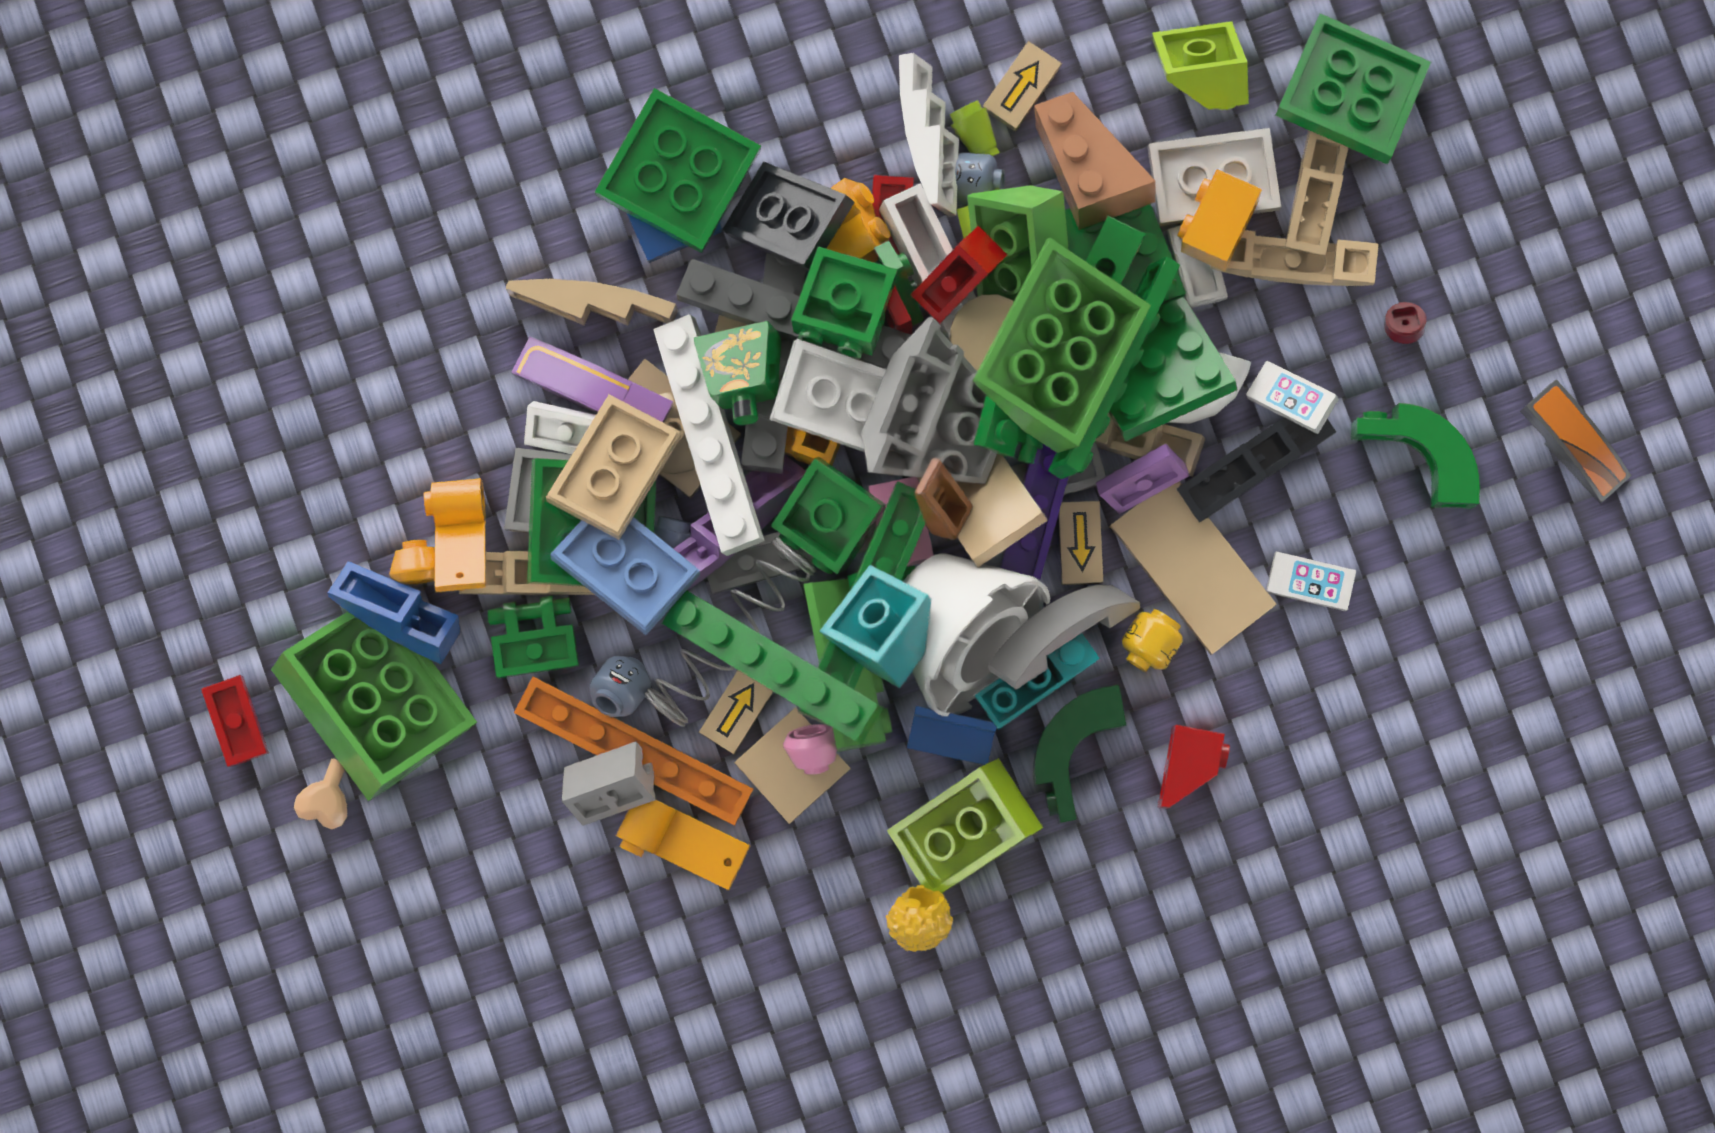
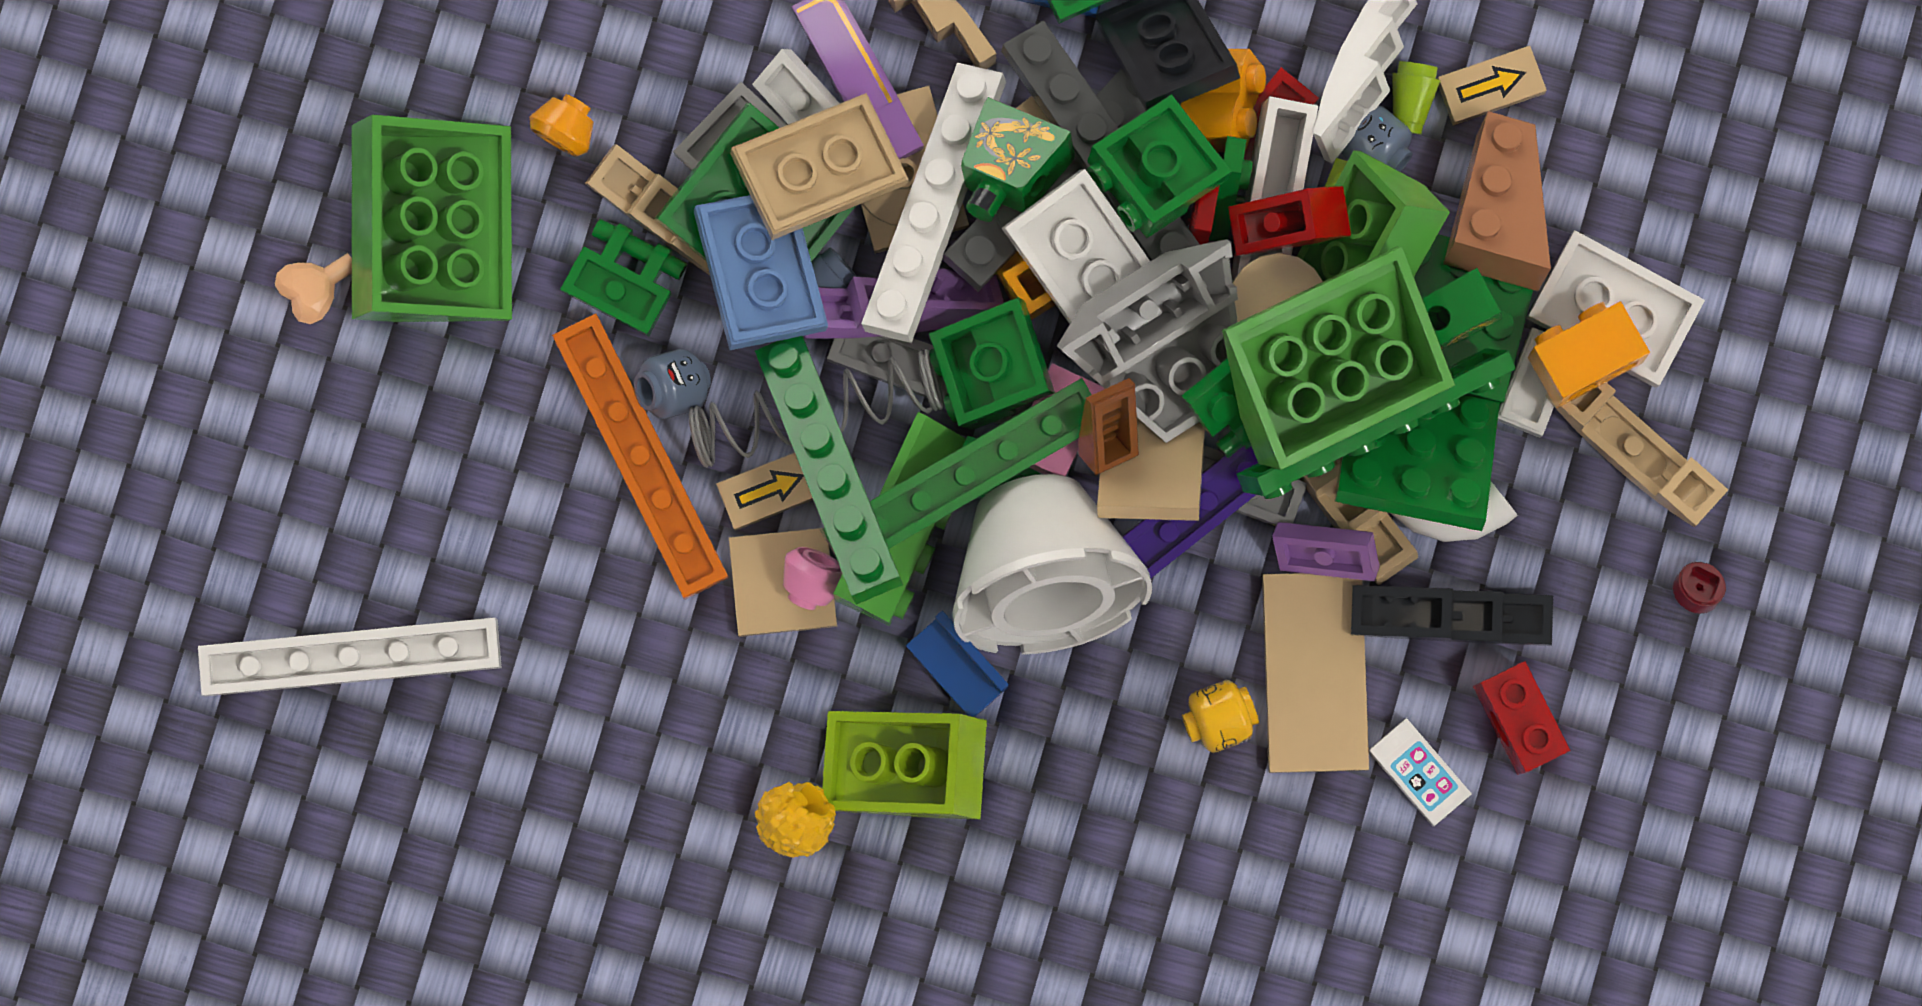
camera: 35 degrees right, 0 degrees up
(235, 721) = (282, 150): red plate -> none
(396, 611) = (511, 156): blue slope -> none
(459, 533) = (627, 126): light orange door -> none
(536, 1031) = (349, 657): none -> white plate
(608, 784) = (591, 469): light grey hinge -> none
(683, 842) = (622, 575): light orange door -> none
(882, 625) = (961, 505): teal slope -> none
(1006, 703) = (1080, 669): teal slope -> none
(1026, 650) = (1136, 630): light grey slope -> none
(1080, 543) = (1221, 570): tan tile -> none
(1081, 717) = (1080, 739): dark green arch -> none
(1190, 762) = (1171, 861): red slope -> none
(1205, 64) = (1687, 192): lime slope -> none
(1292, 397) = (1533, 579): tile -> none
(1316, 195) = (1722, 382): tan slope -> none
(1352, 495) = (1521, 718): none -> red brick
(1353, 88) = (1816, 320): green plate -> none
(1440, 444) = (1644, 727): green arch -> none
(1576, 441) = (1783, 826): slope -> none

